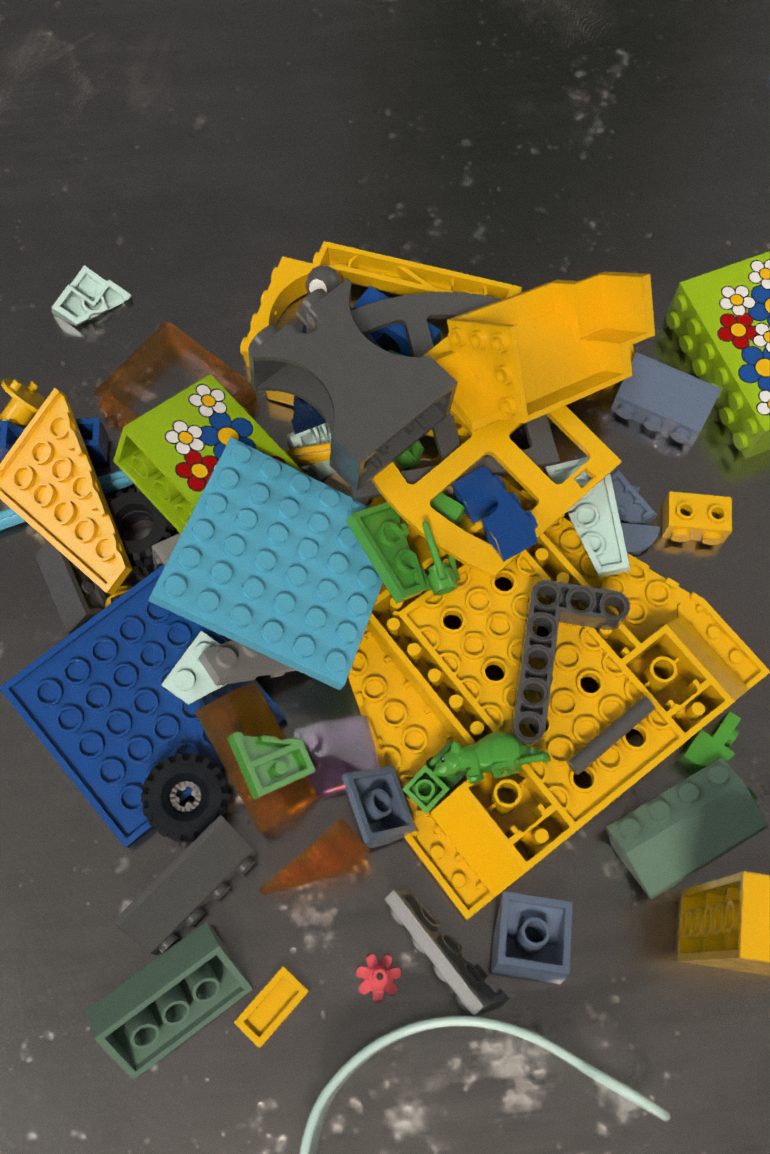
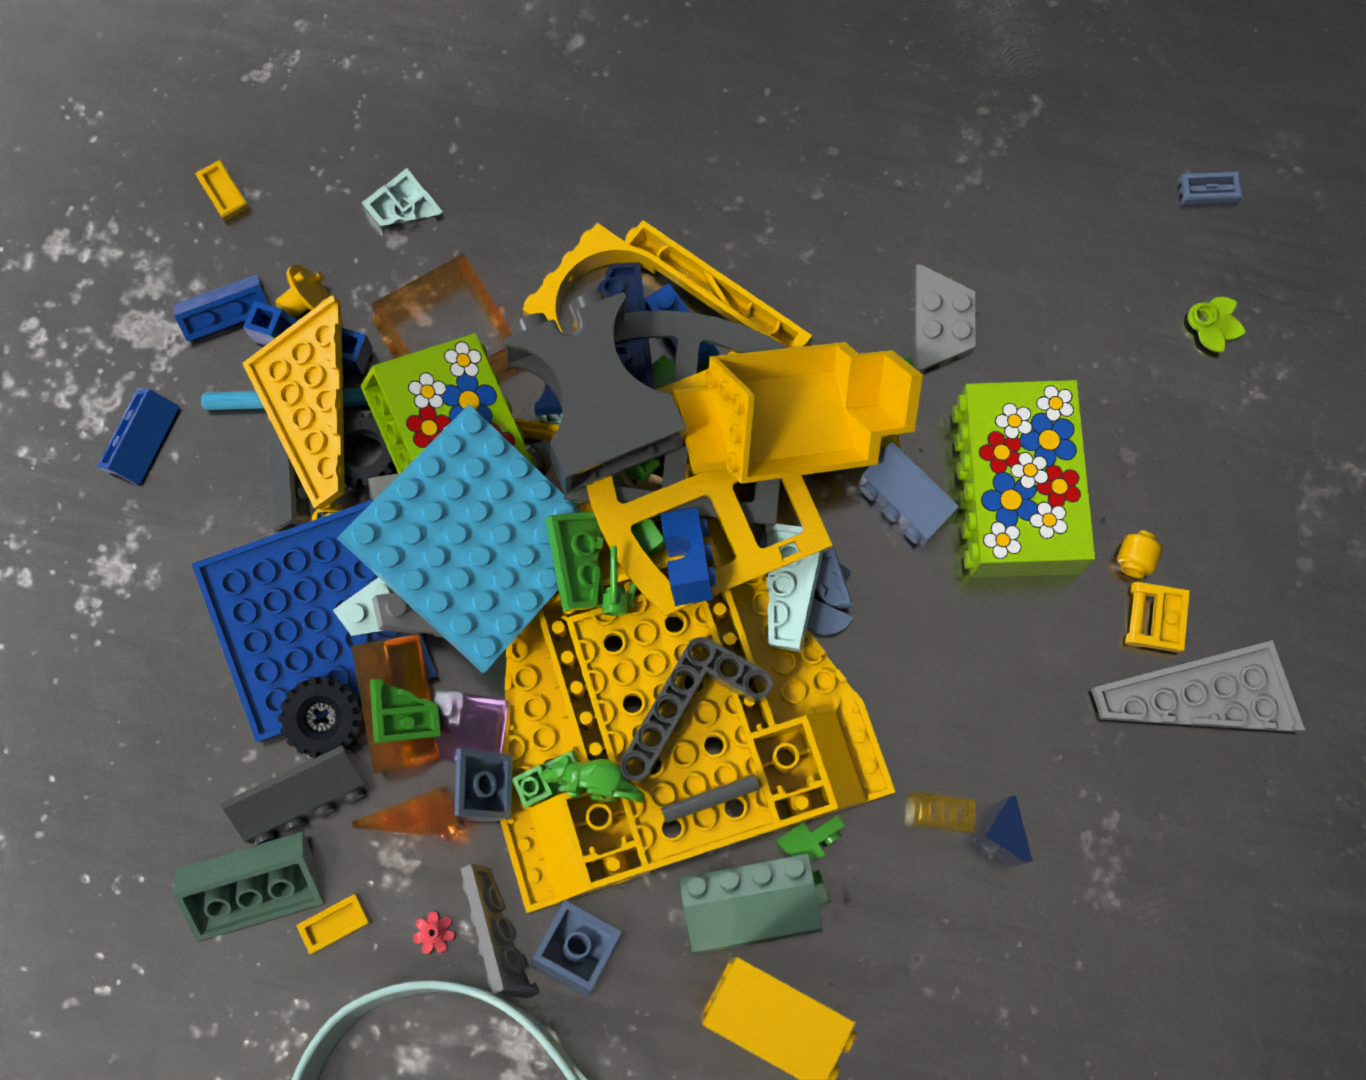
camera: 20 degrees right, 5 degrees up
(322, 278) = (623, 267): dark grey piece -> none
(621, 241) = (942, 319): none -> light grey wing
(696, 517) = (891, 621): yellow brick -> none

